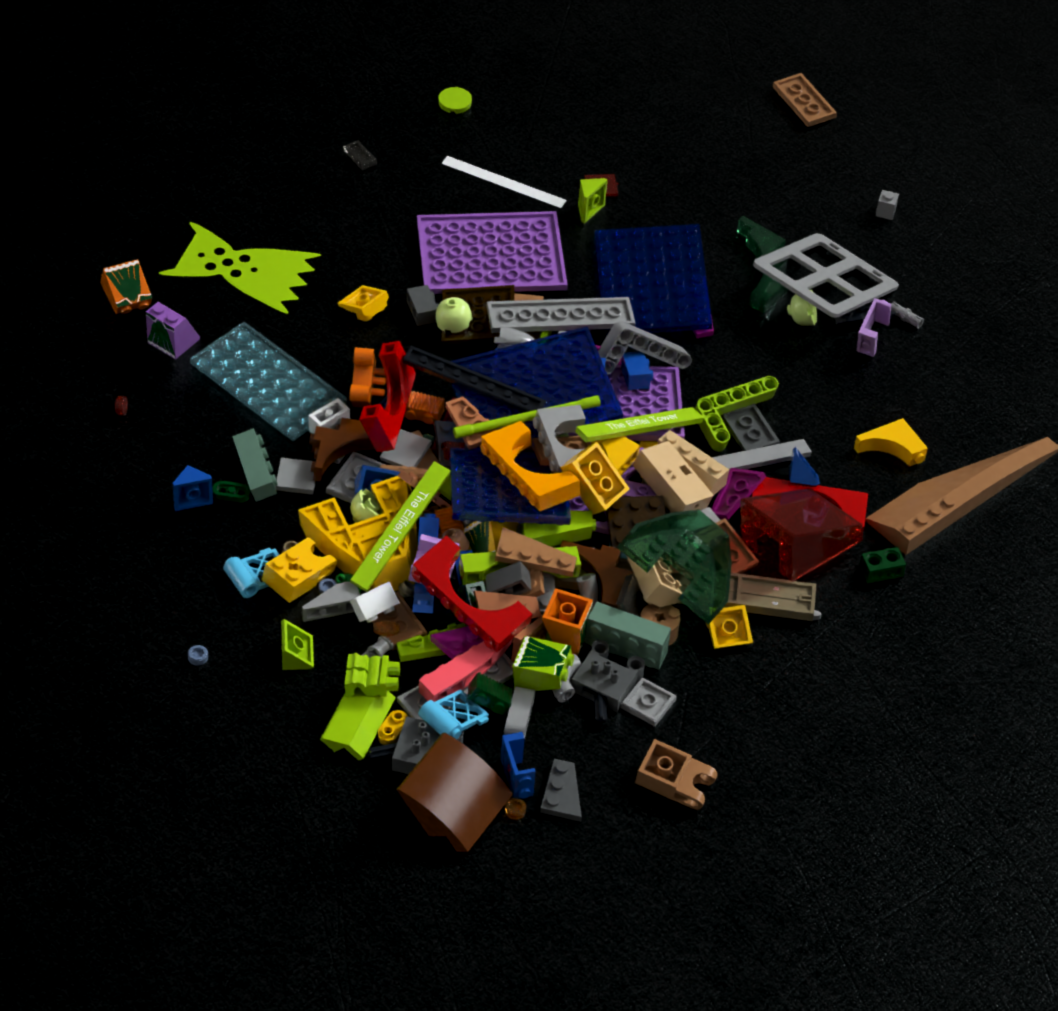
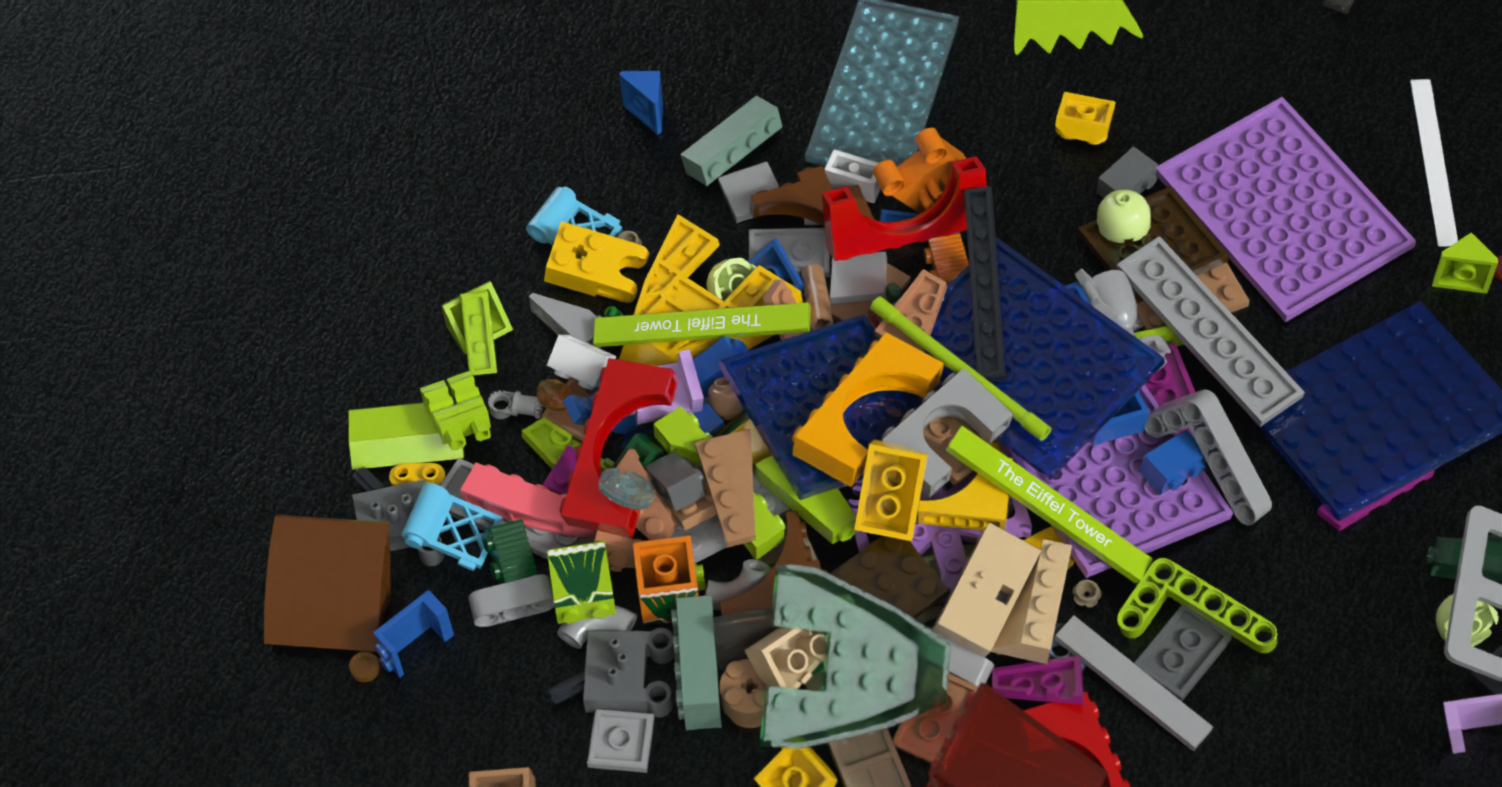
camera: 70 degrees right, 10 degrees up
(197, 655) = (416, 233): sand blue tile -> none
(231, 491) = (680, 142): dark green plate -> none
(312, 646) = (478, 333): none -> lime tile
(325, 584) = (595, 304): sand blue tile -> none
(507, 599) = (626, 489): none -> clear light blue tile
(561, 793) = (415, 705): dark grey wing -> none
(801, 471) = (1137, 747): blue slope -> none

